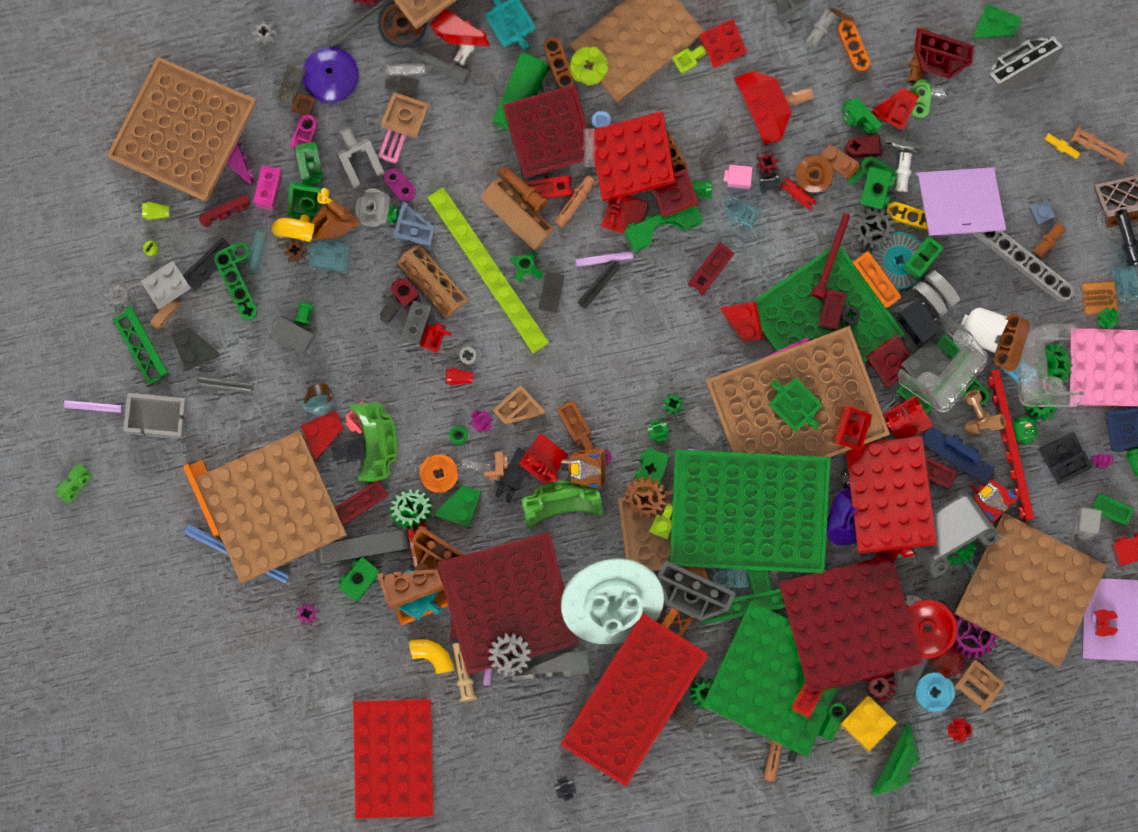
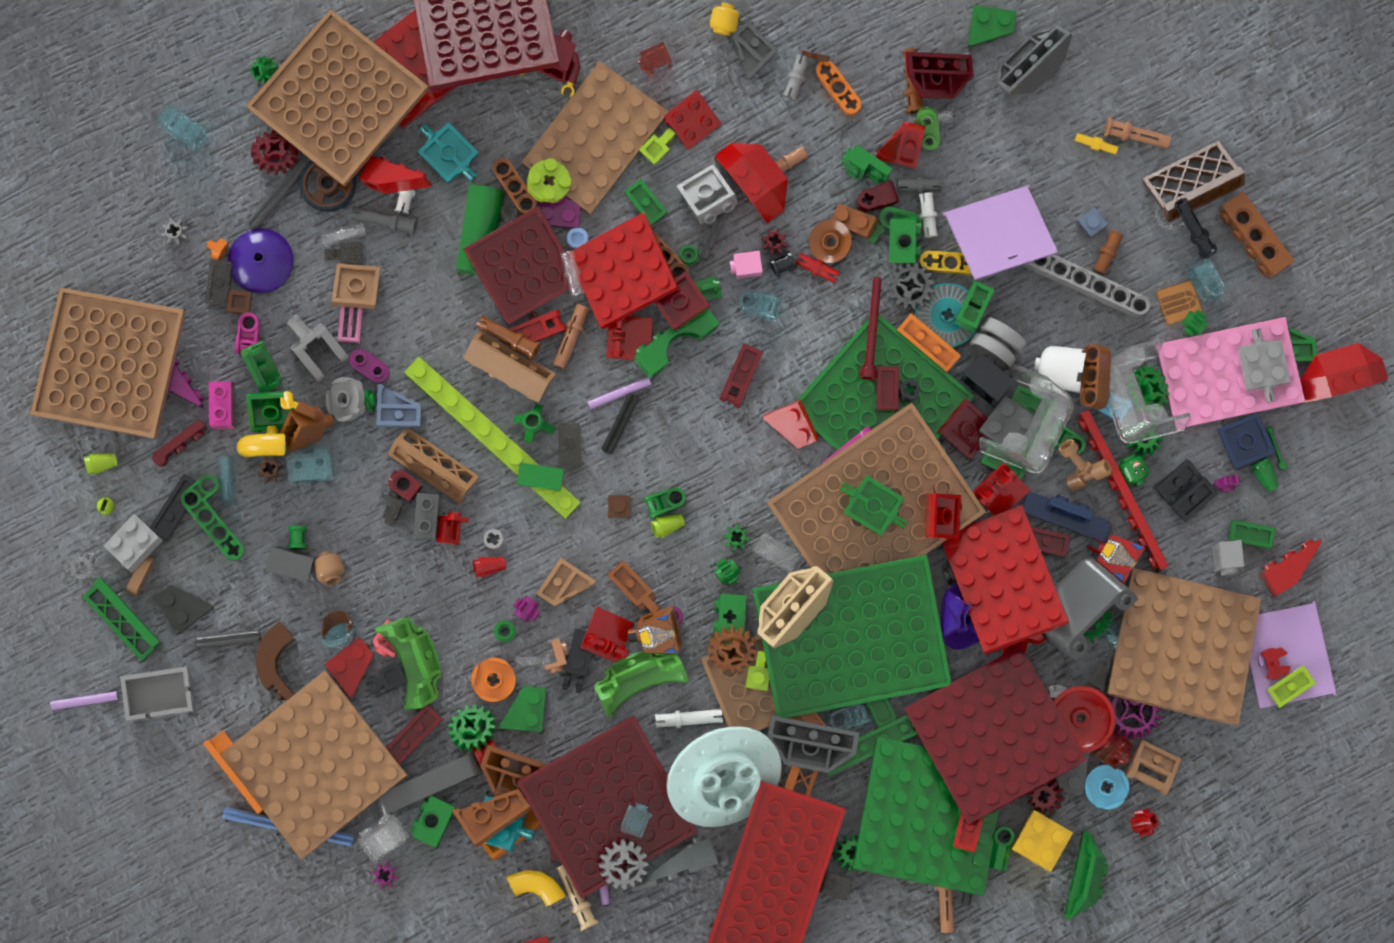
camera: 20 degrees left, 0 degrees up
(69, 491) = (81, 802): bright green hinge -> none
(255, 406) = (267, 657): none -> reddish brown arch
(297, 56) = (218, 249): none -> orange tile
(314, 582) = (383, 838): none -> clear brick
(323, 346) = (329, 568): none -> medium nougat head
(520, 312) = (540, 477): none -> green tile
(529, 619) = (636, 820): none -> clear light blue bracket
(580, 354) = (618, 506): none -> reddish brown plate
(592, 96) = (561, 214): none -> magenta wing
(594, 546) = (688, 718): none -> white pin
(616, 379) = (666, 525): none -> lime cone
(618, 360) = (663, 502): none -> green piece
(666, 102) = (645, 201): none -> green plate
(691, 152) = (688, 250): none -> green plate
(706, 472) = (793, 605): none -> tan wedge
(720, 110) = (707, 195): none -> light grey plate
(1113, 646) = (1291, 686): none -> lime plate

